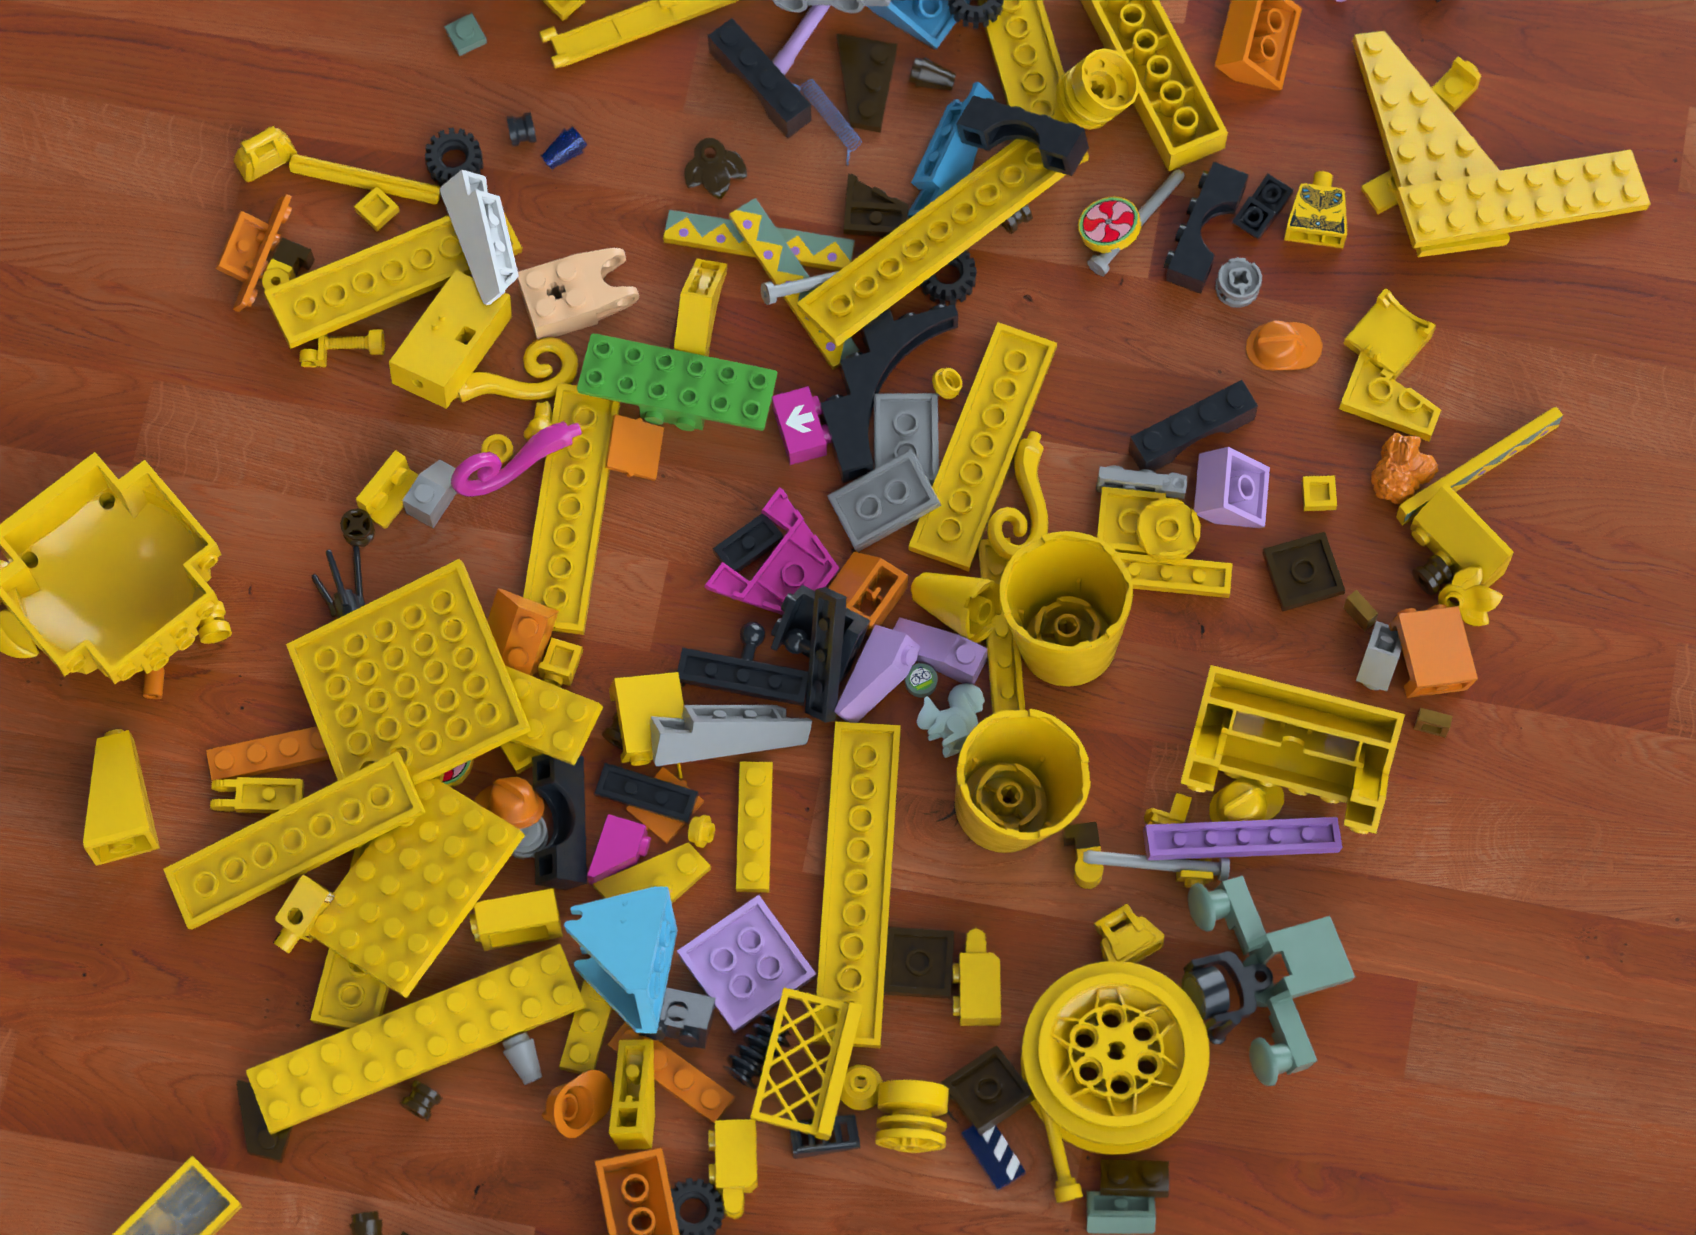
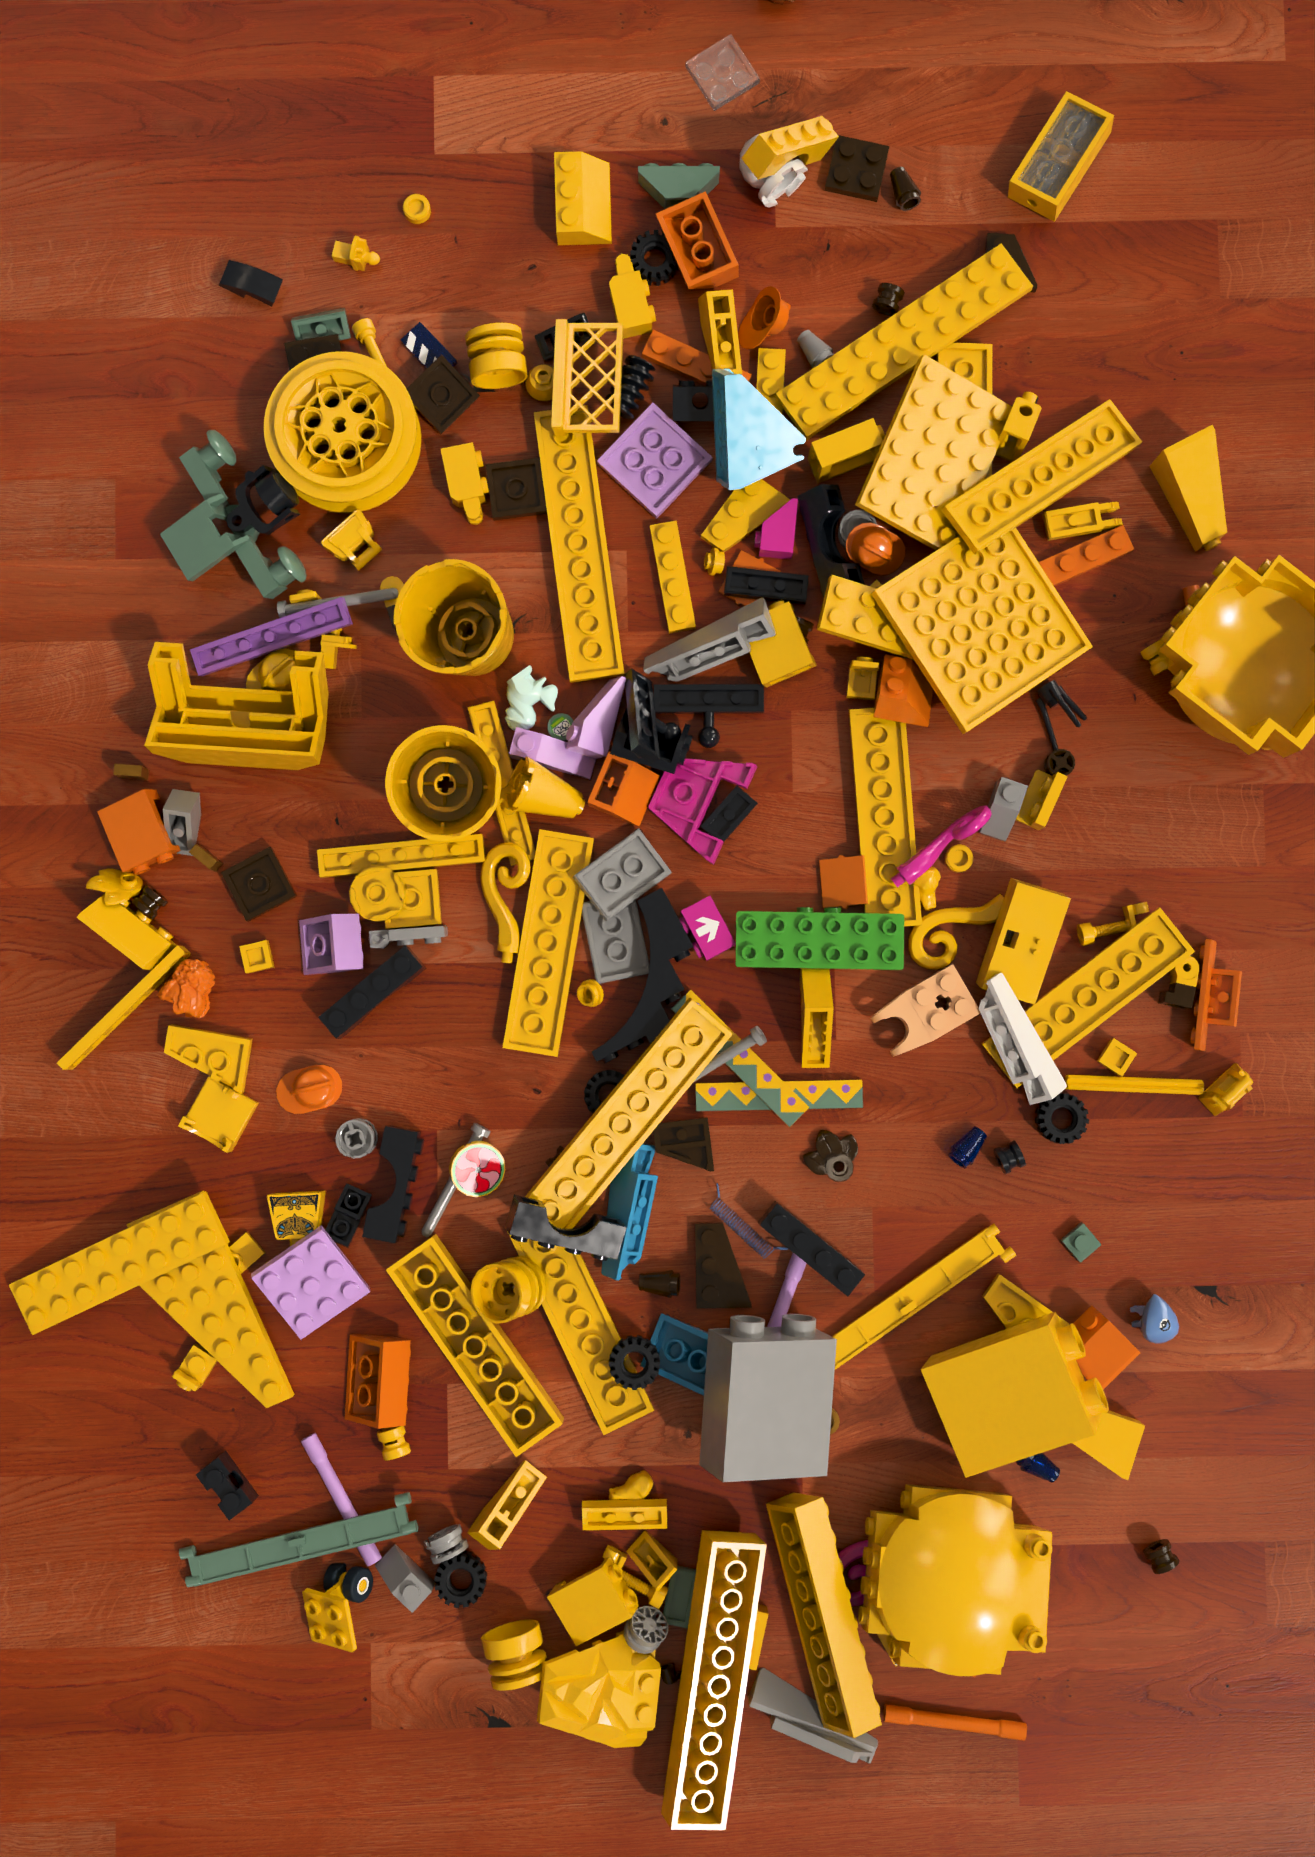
camera: 170 degrees right, 15 degrees up
(1313, 142) = (310, 1282): none -> lavender plate

